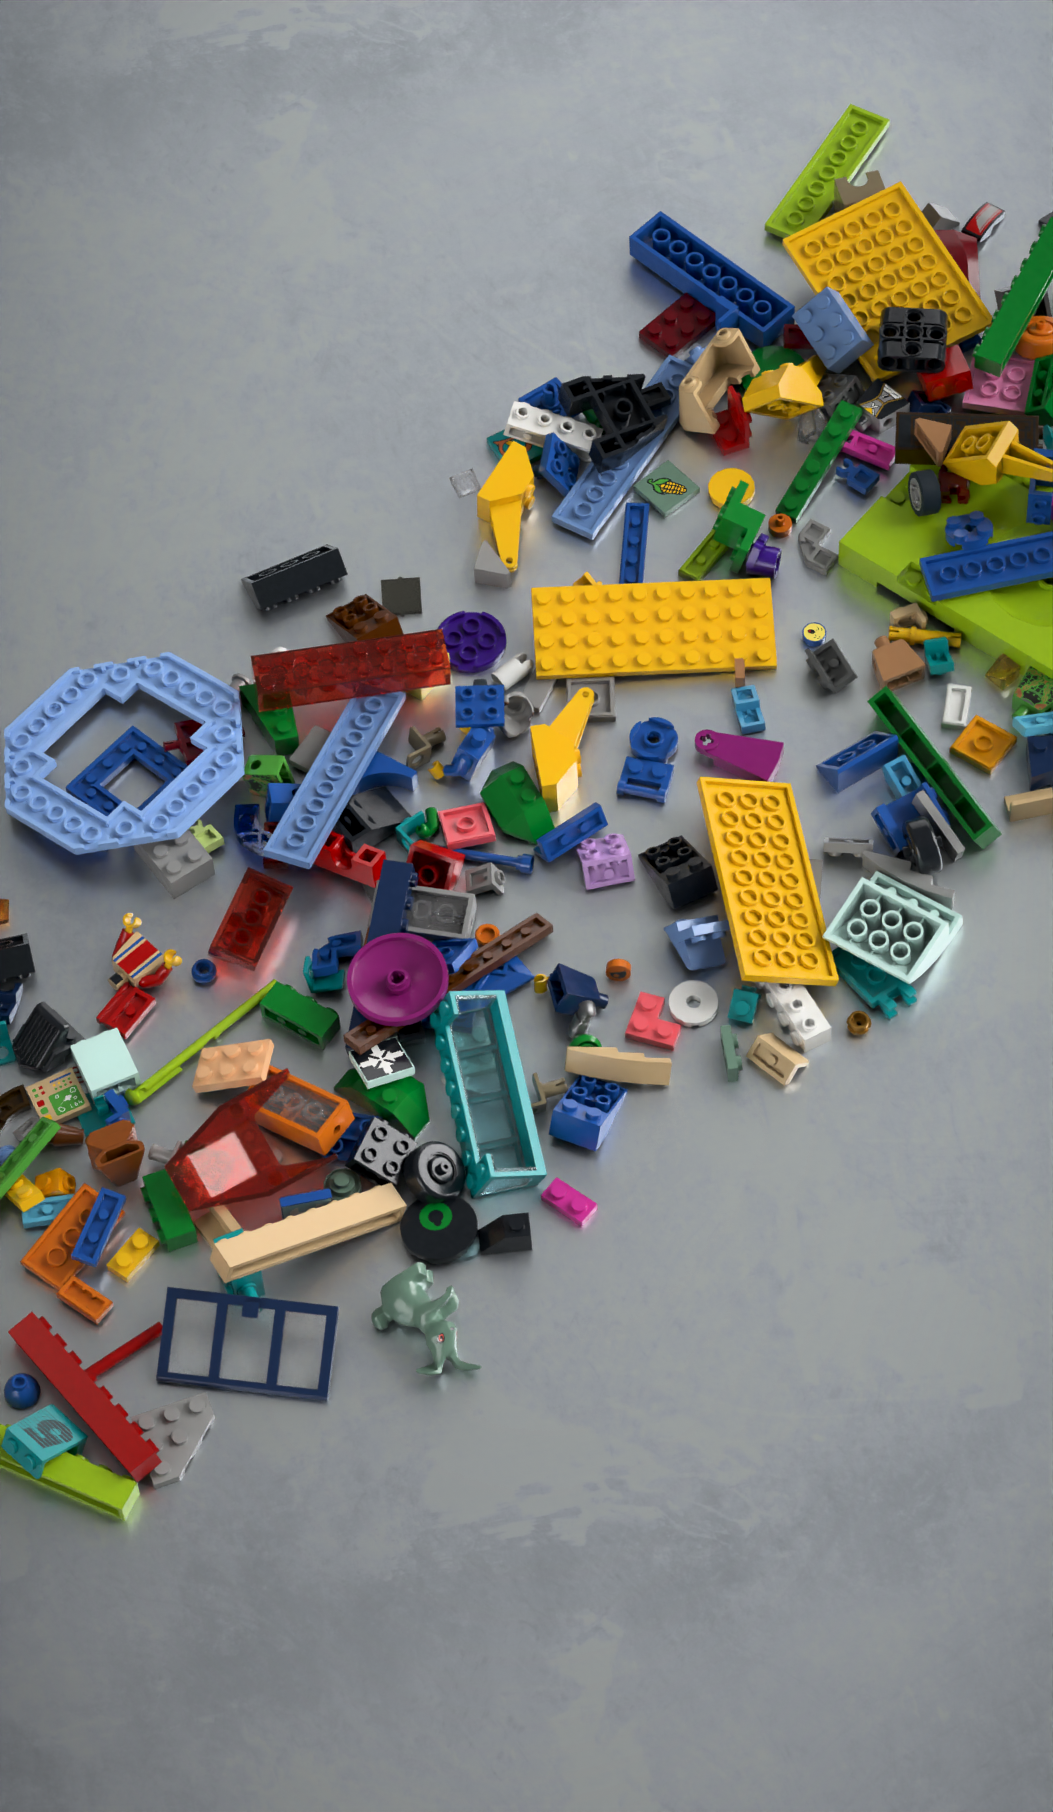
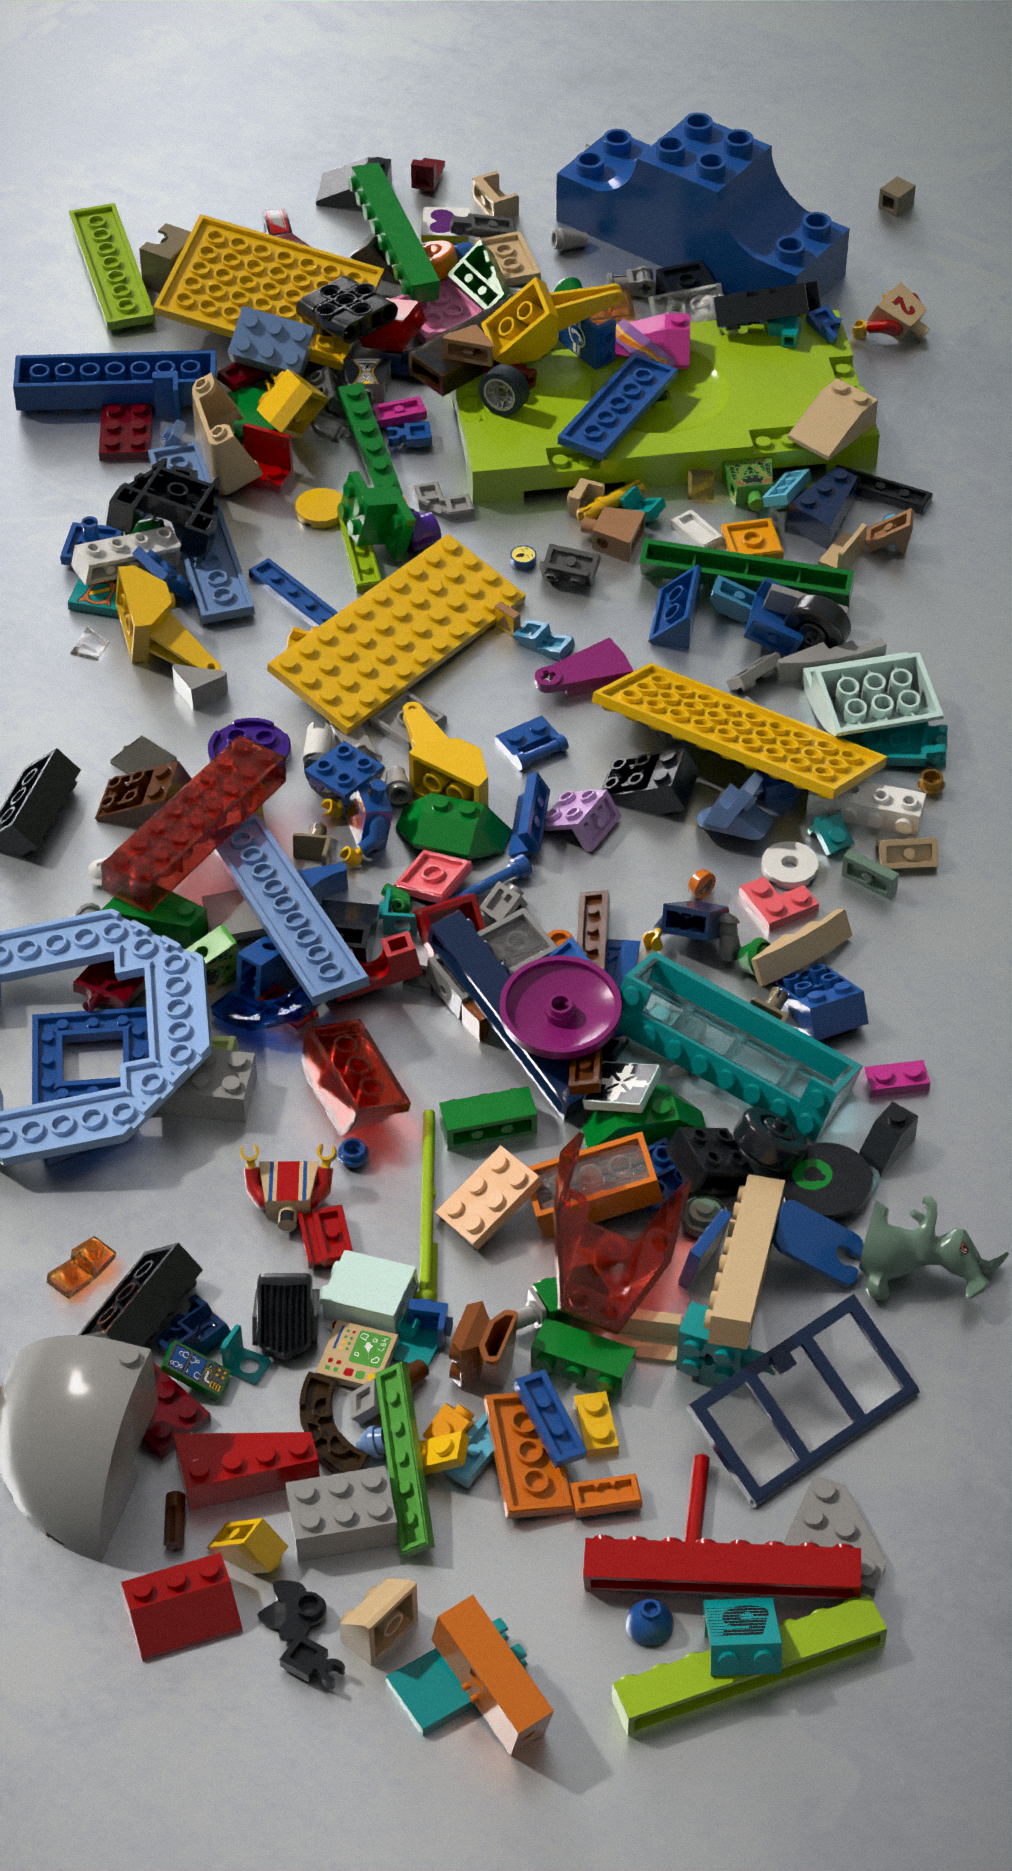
camera: 50 degrees left, 10 degrees down
(322, 983) = (471, 1077): teal bracket -> none
(326, 959) = (448, 1048): blue plate -> none
(372, 1254) = (814, 1241): none -> blue piece
(520, 745) = (398, 786): none -> light grey cone
(659, 751) = (500, 721): blue plate -> none
(666, 488) = (267, 540): sand green tile -> none
(969, 530) = (568, 395): blue plate -> none

